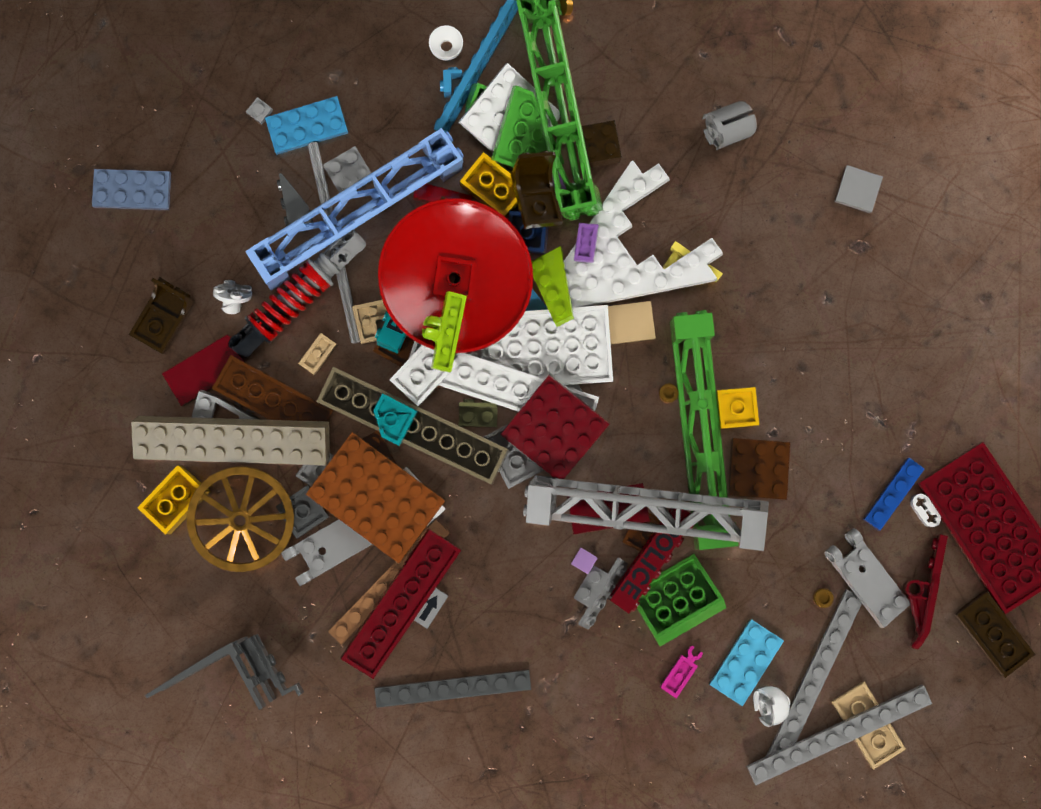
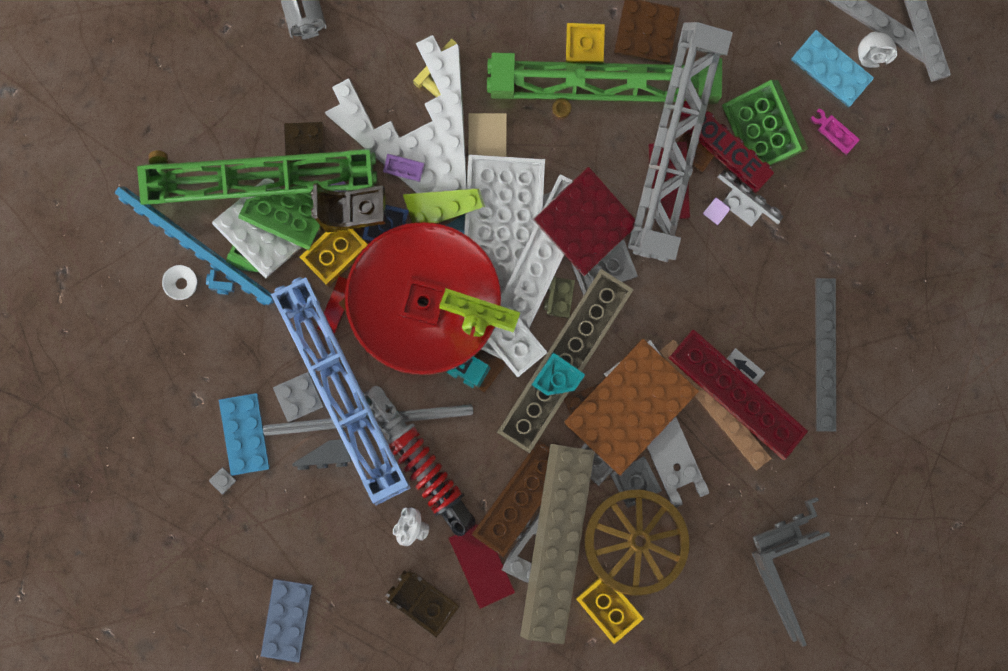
camera: 85 degrees left, 0 degrees up
(317, 354) = (479, 449): tan plate -> none
(366, 318) = (449, 396): tan plate -> none

